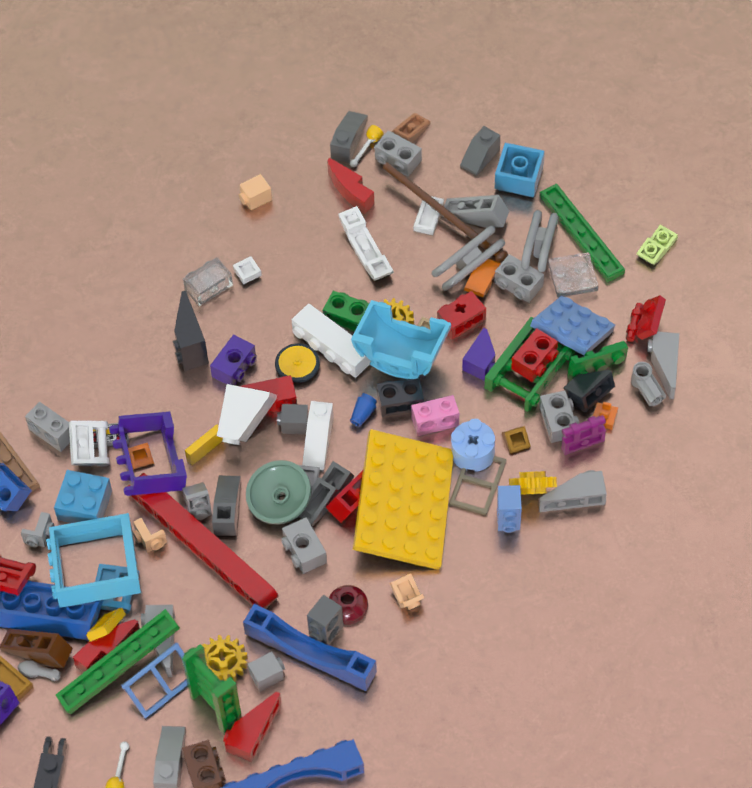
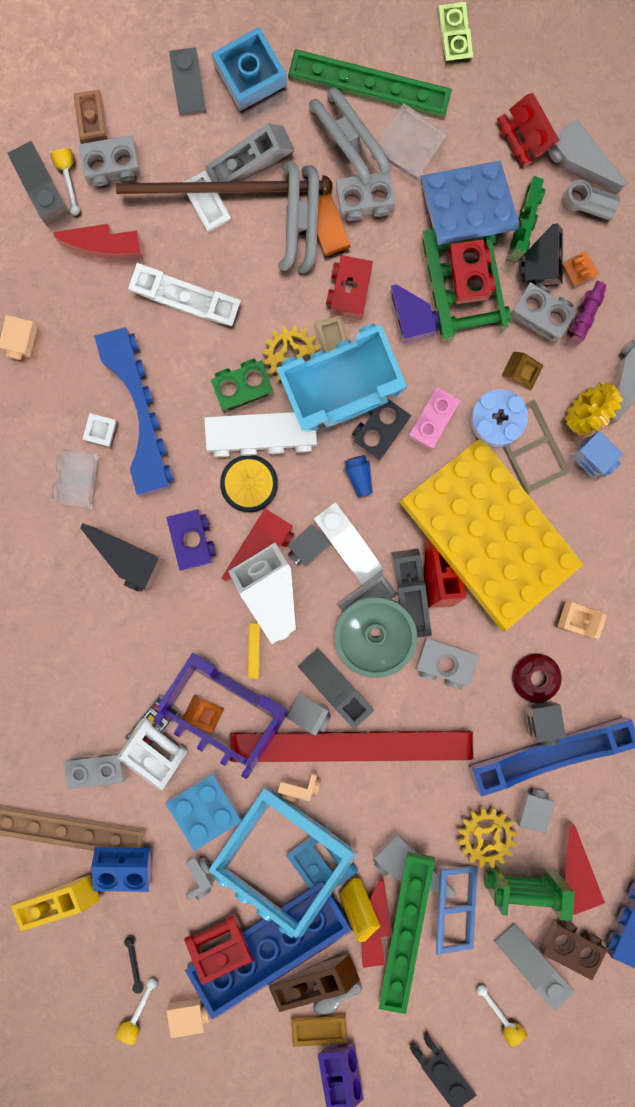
camera: 50 degrees left, 30 degrees up
(253, 306) = (148, 466): none -> blue arch

